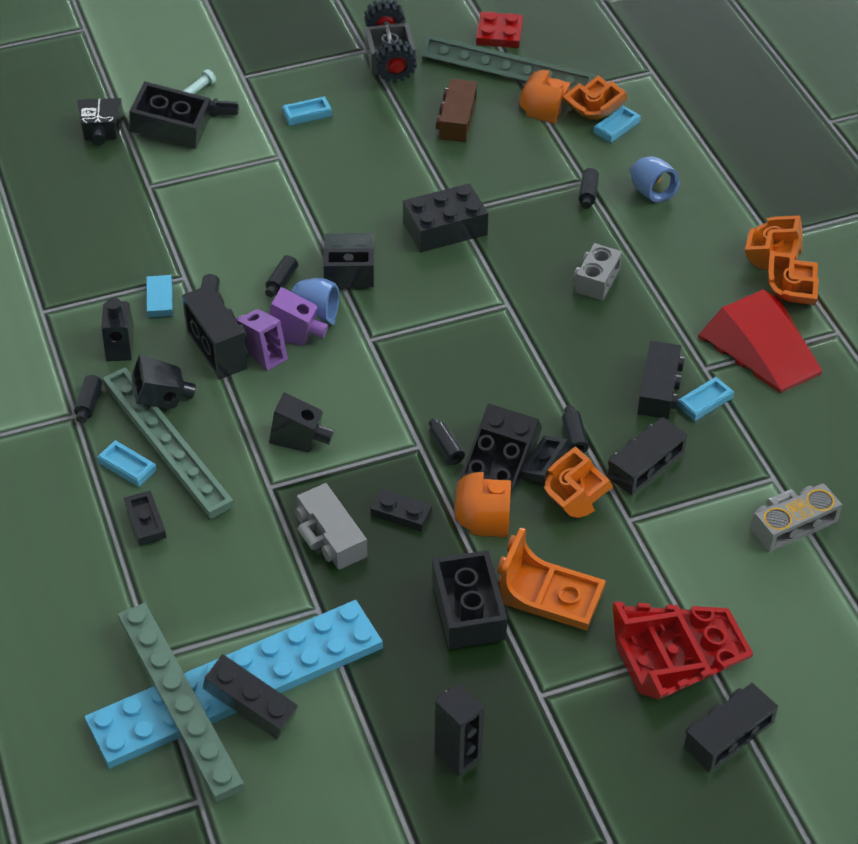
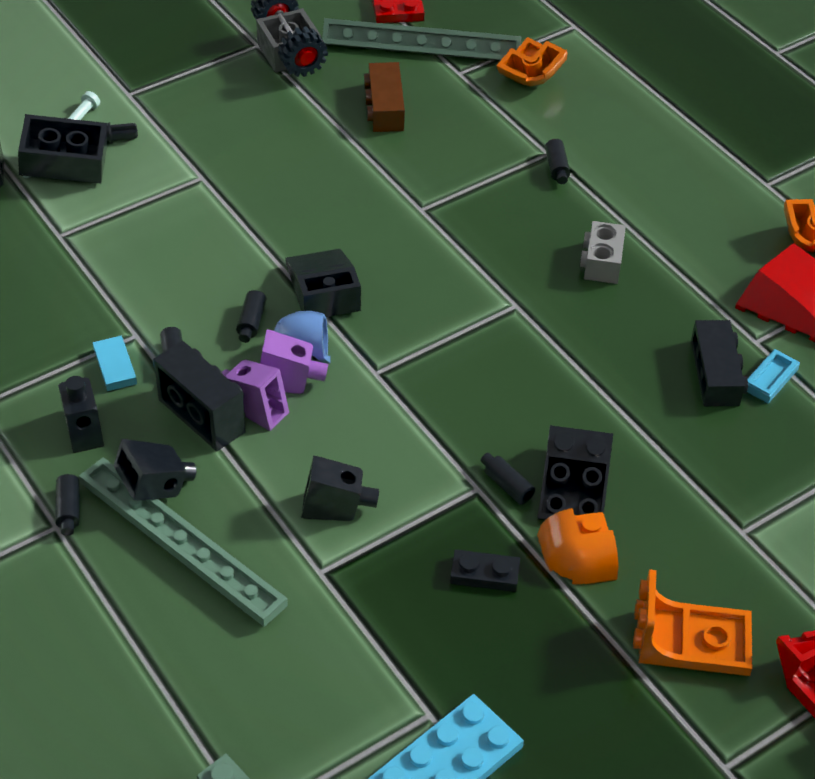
camera: 15 degrees left, 0 degrees up
(127, 463) = (139, 576): medium azure tile -> none
(145, 518) = (185, 641): black plate -> none
(306, 111) = (215, 122): medium azure tile -> none
(336, 531) = (413, 608): light grey piece -> none
(445, 217) = (415, 218): black brick -> none
(469, 599) = (609, 667): black brick -> none
(543, 96) = (472, 68): orange brick -> none
(543, 457) = (627, 479): black plate -> none
(575, 429) = (647, 438): black cylinder -> none
(576, 483) = (676, 501): orange brick -> none
(617, 124) = (560, 87): medium azure tile -> none
(646, 455) = (736, 453): black brick -> none
(648, 172) = (618, 136): medium blue piece -> none
(776, 235) = (775, 184): orange brick -> none

